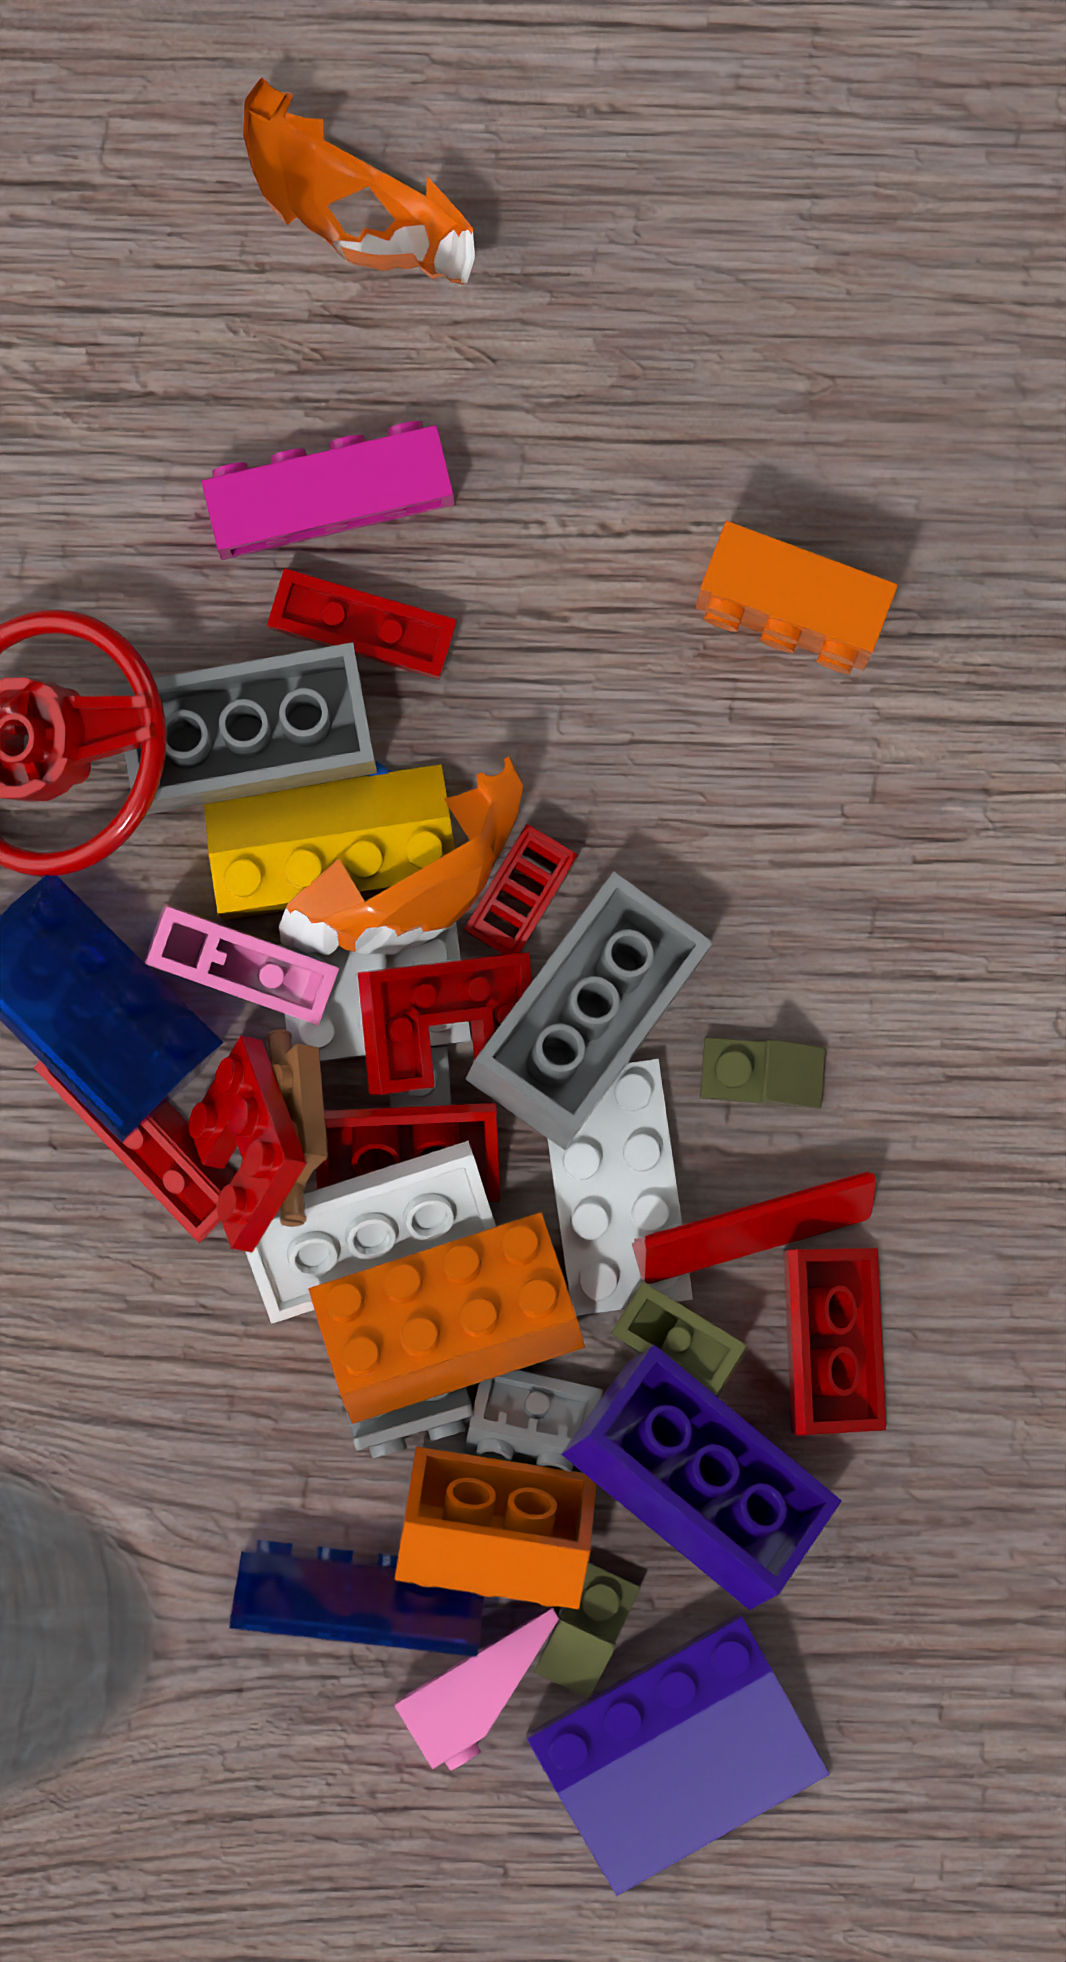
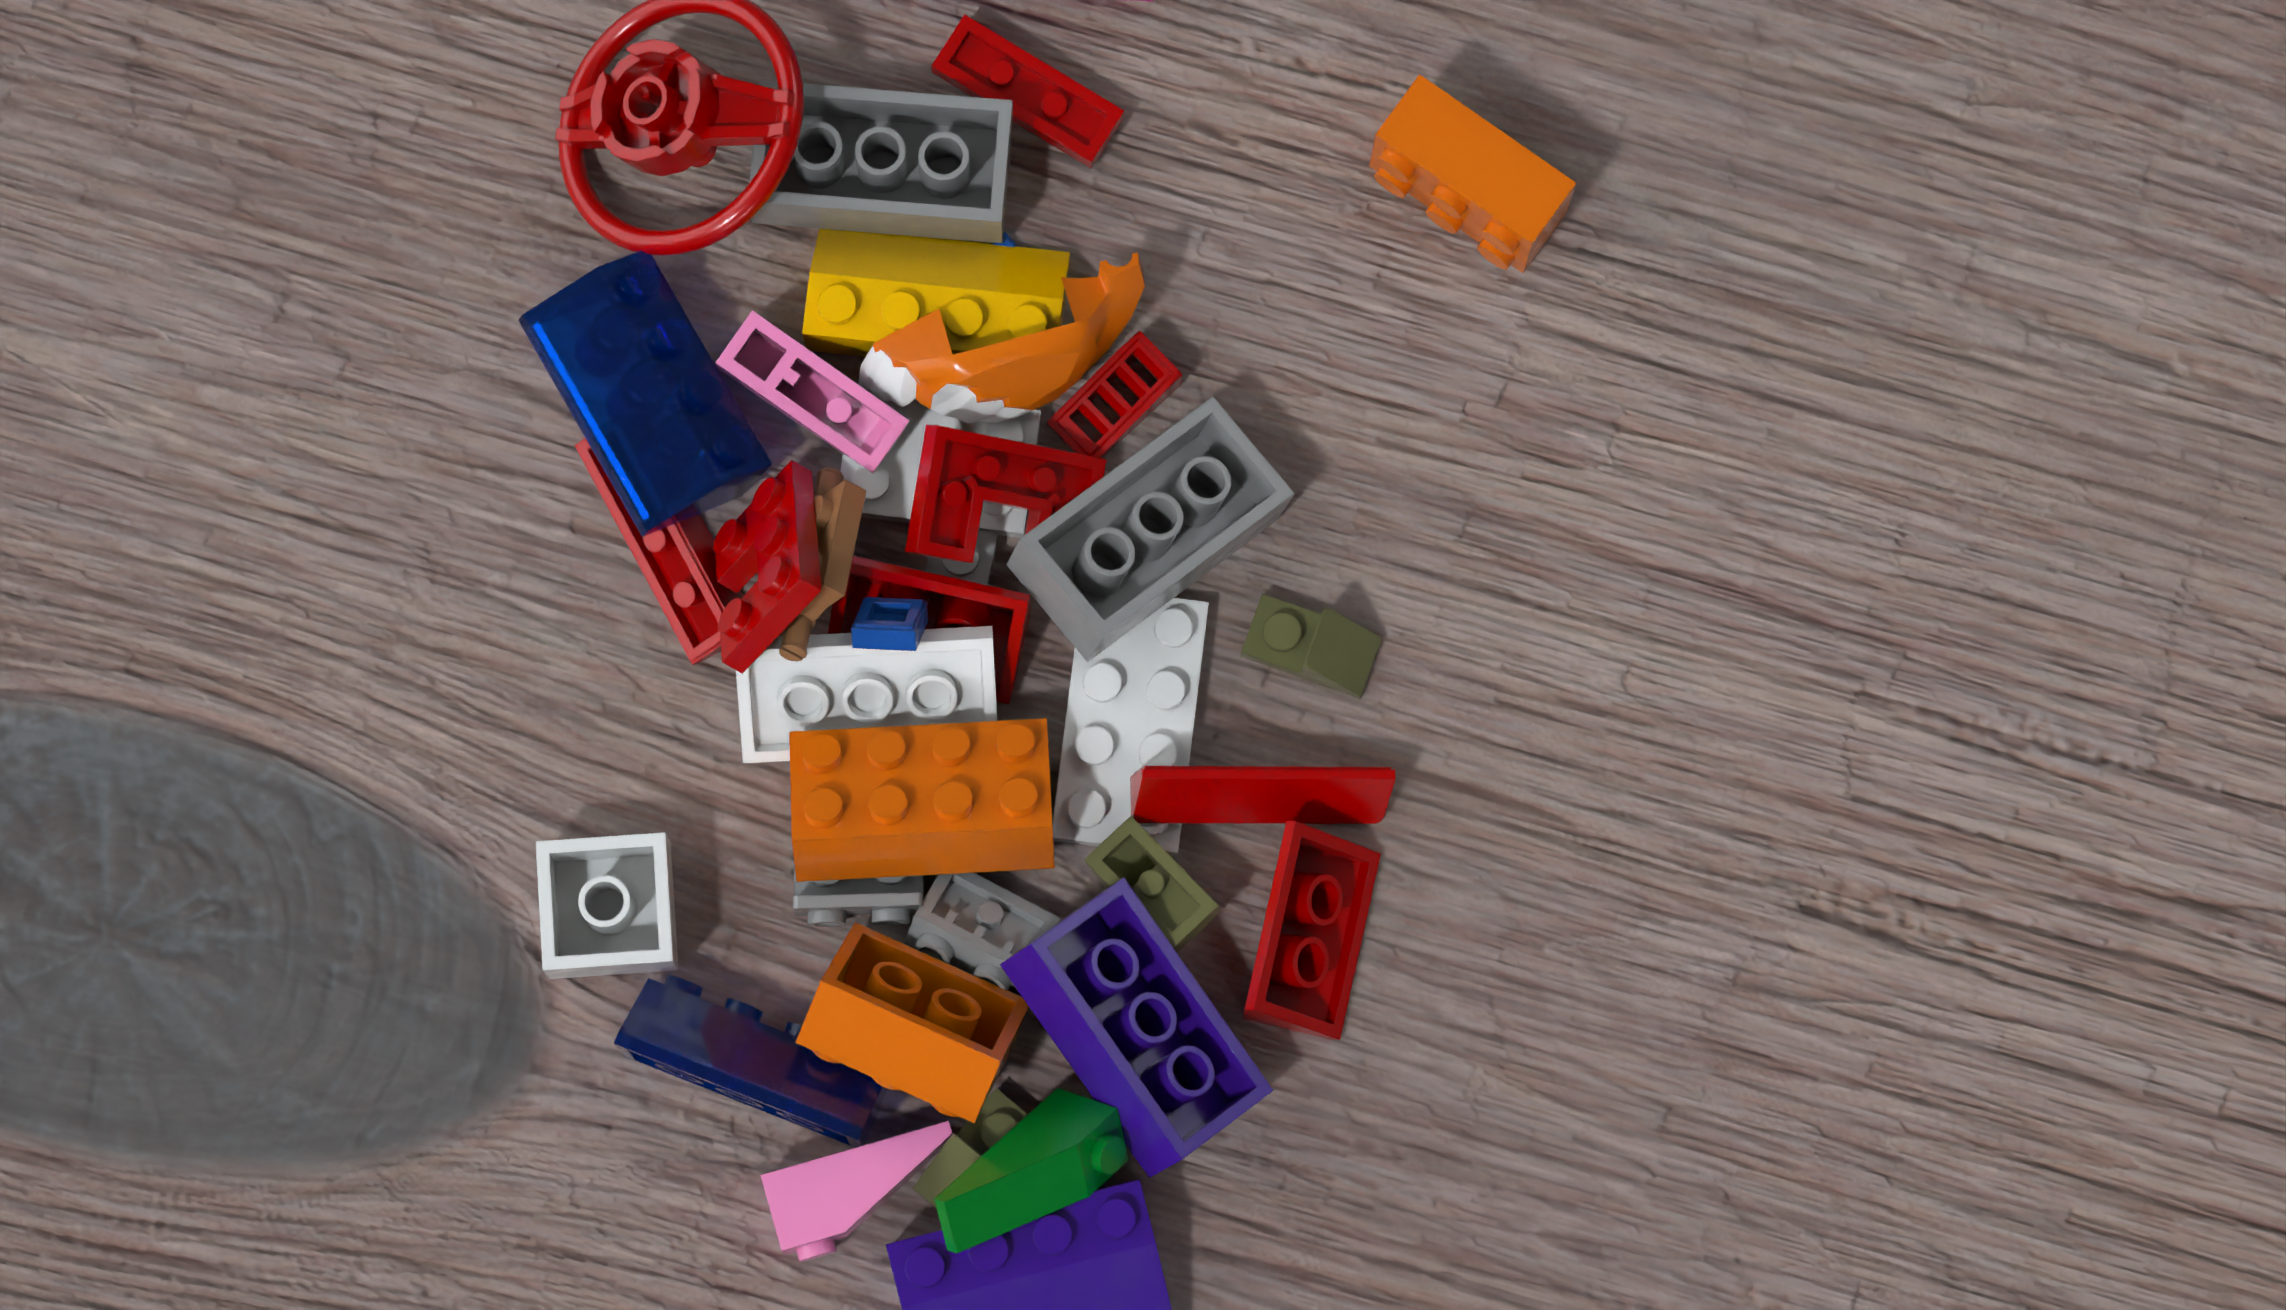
camera: 15 degrees right, 5 degrees down
(184, 1493) = (606, 905): none -> white brick
(374, 1166) = (889, 624): none -> blue tile
(645, 1635) = (1033, 1170): none -> green slope

